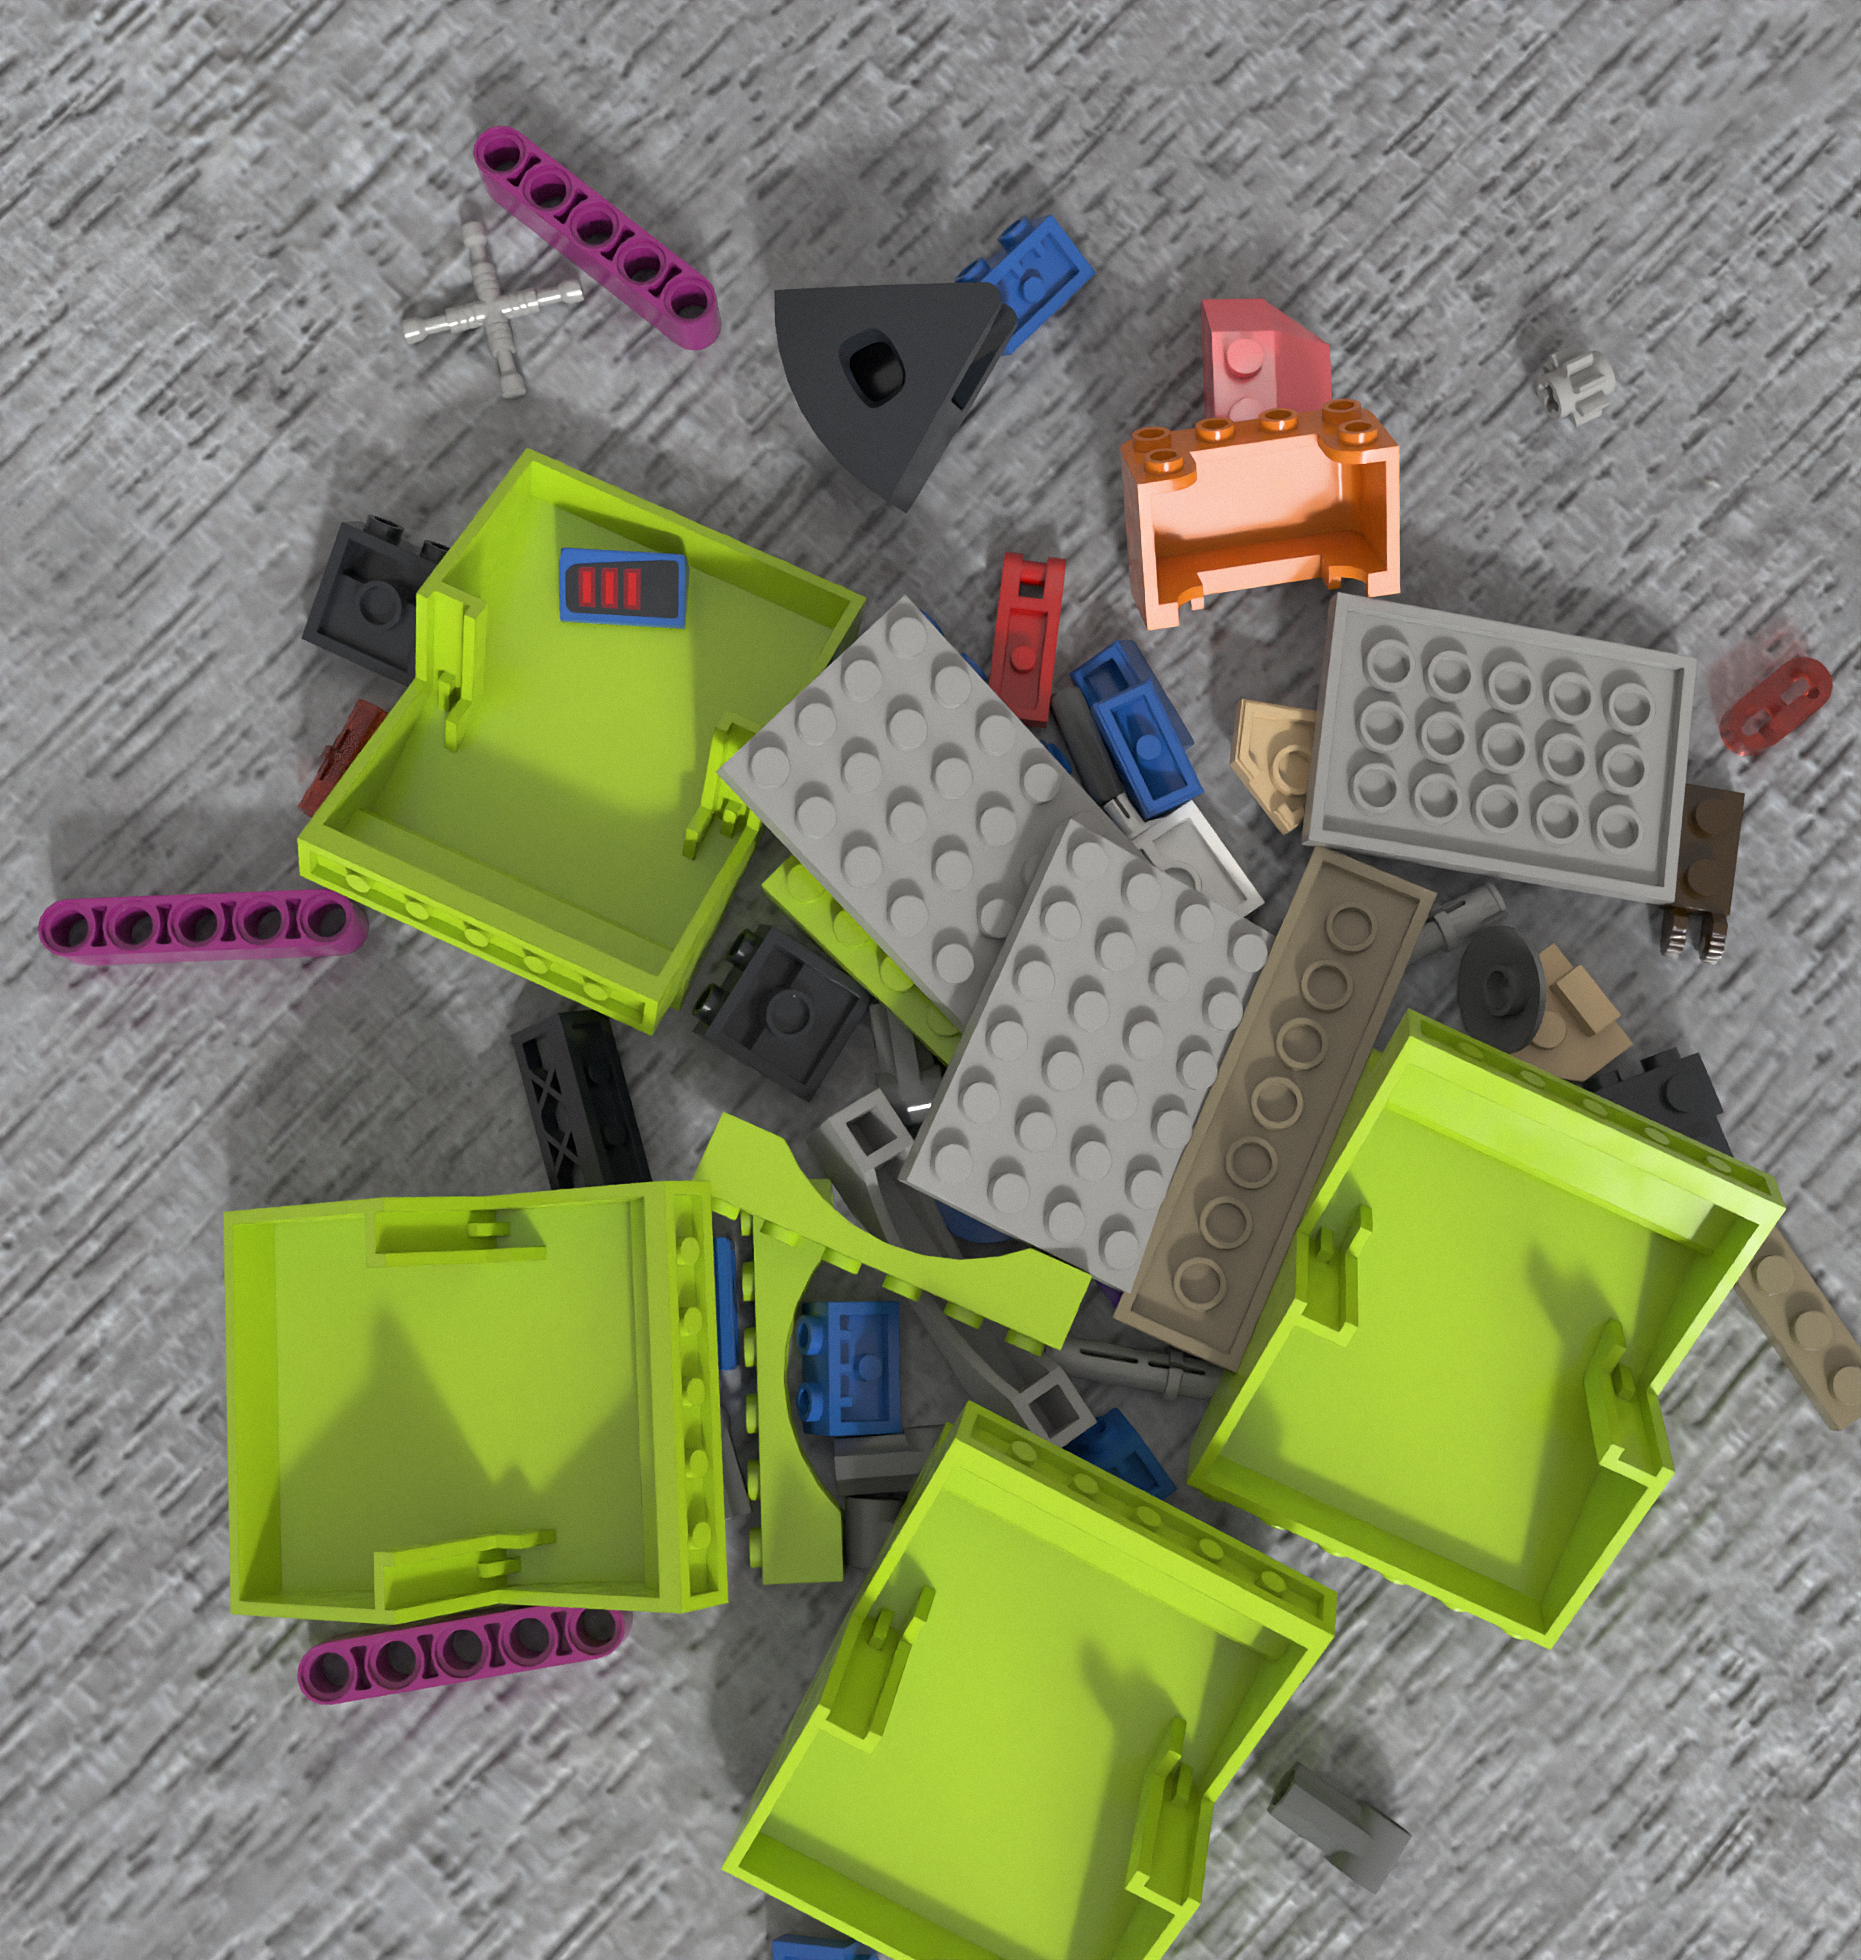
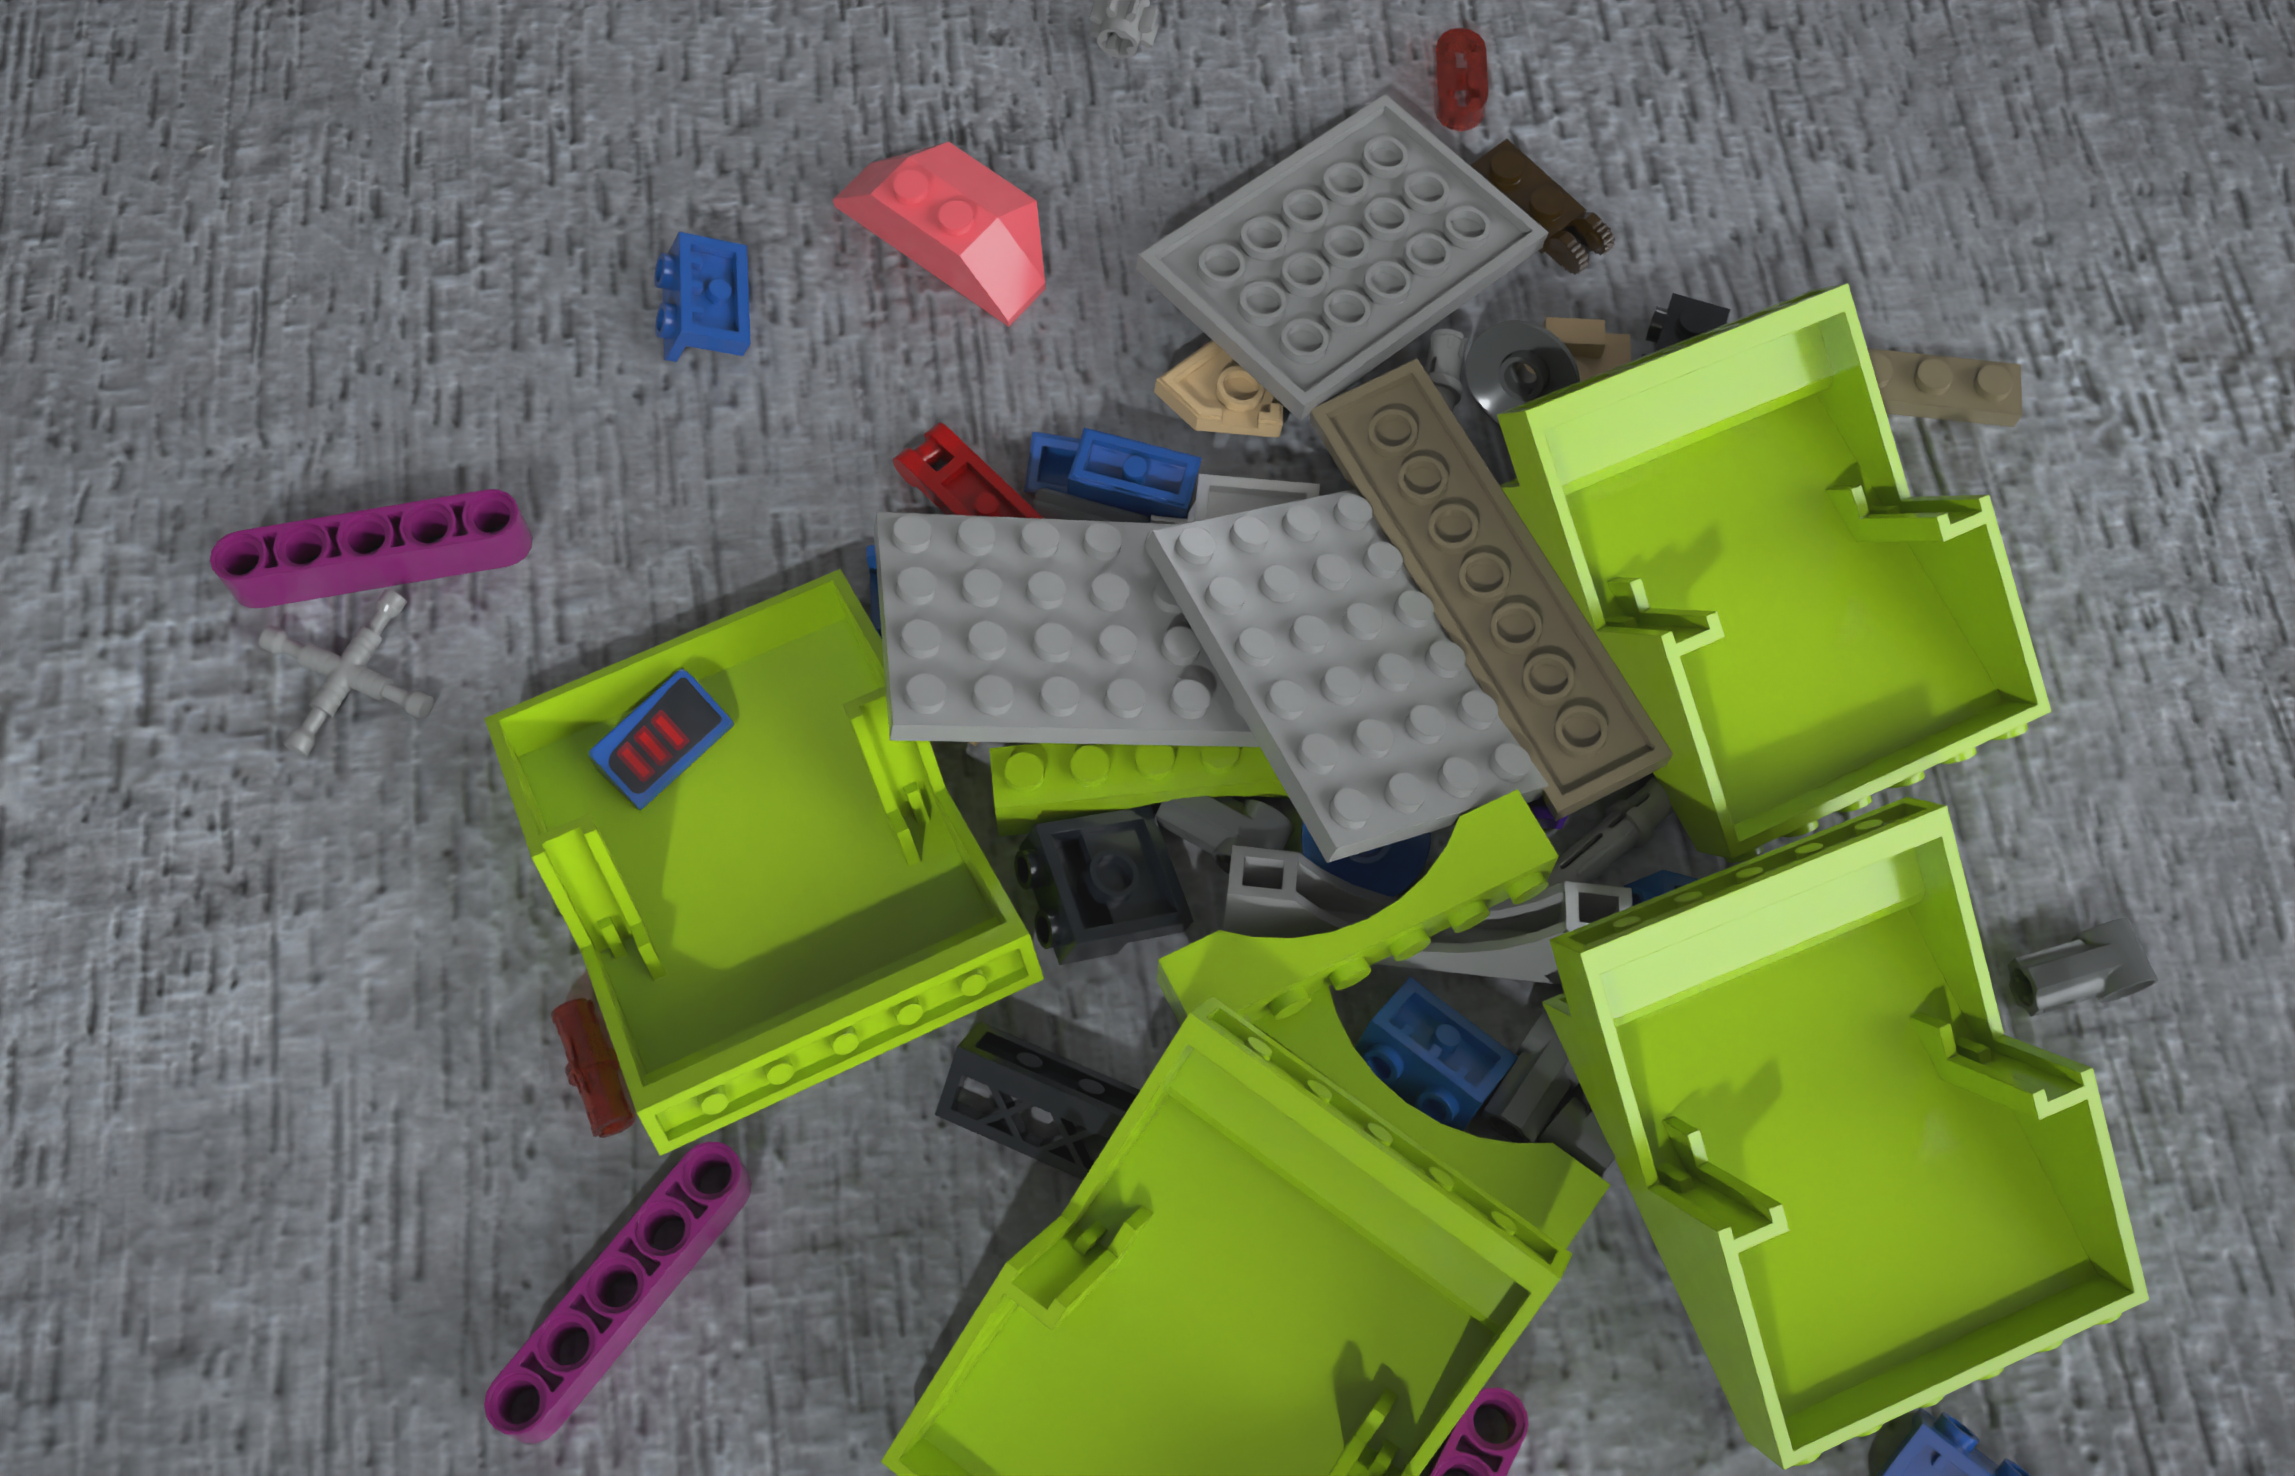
camera: 50 degrees left, 15 degrees down
(370, 597) = (492, 928): black plate -> none
(890, 371) = (685, 419): black piece -> none
(1260, 506) = (1032, 253): orange windscreen -> none

